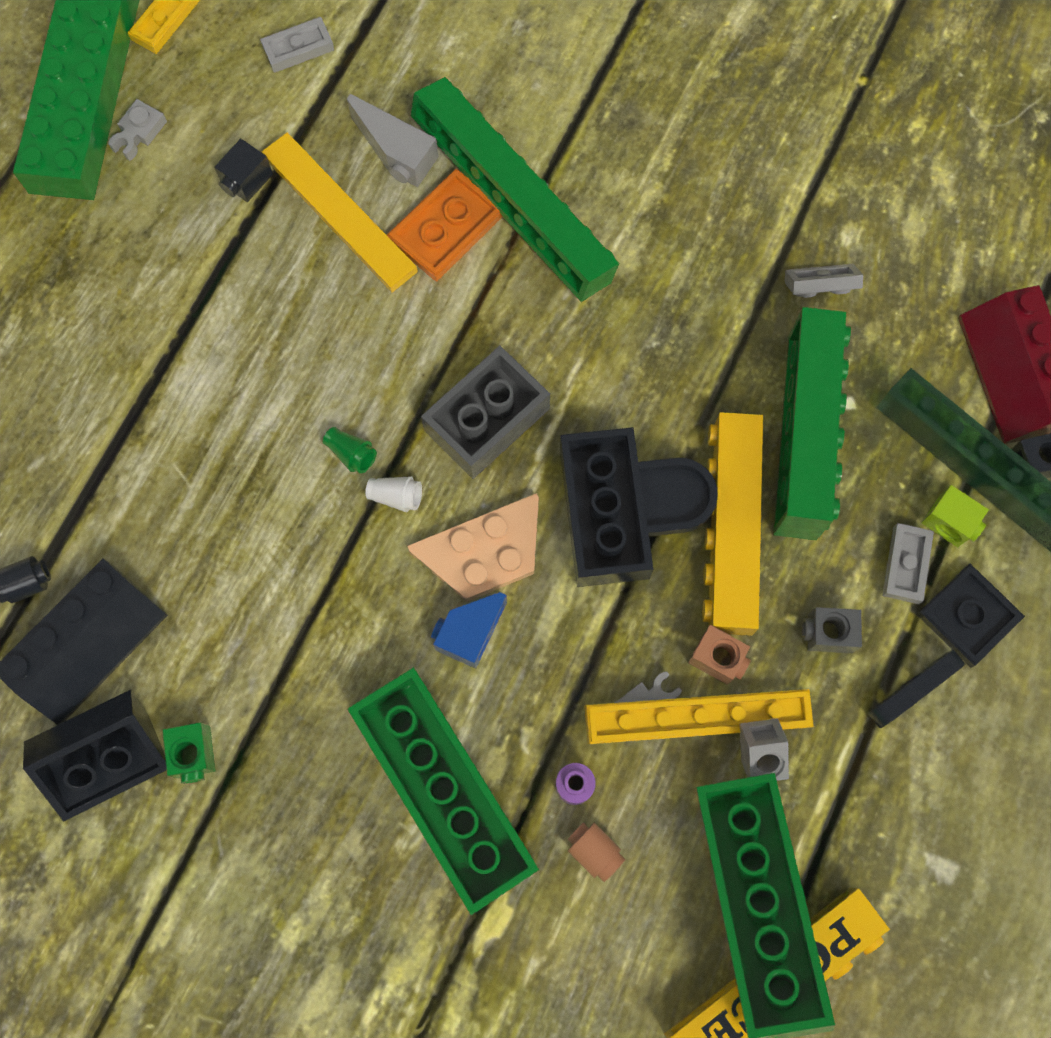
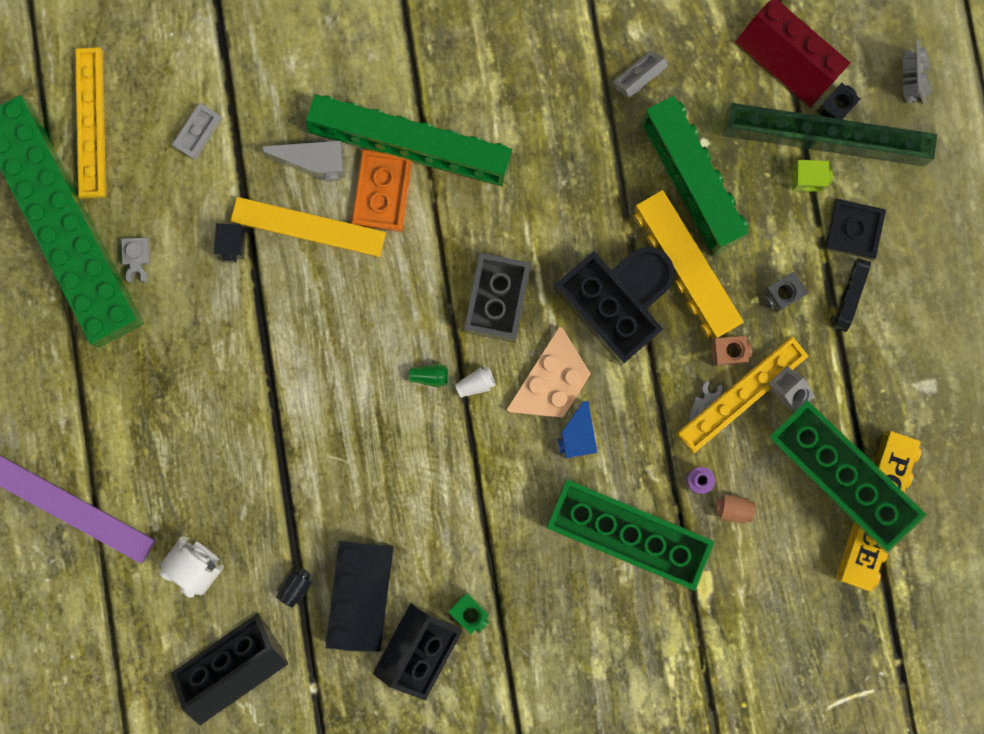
camera: 35 degrees left, 10 degrees up
(908, 563) = (801, 222): light grey plate -> none

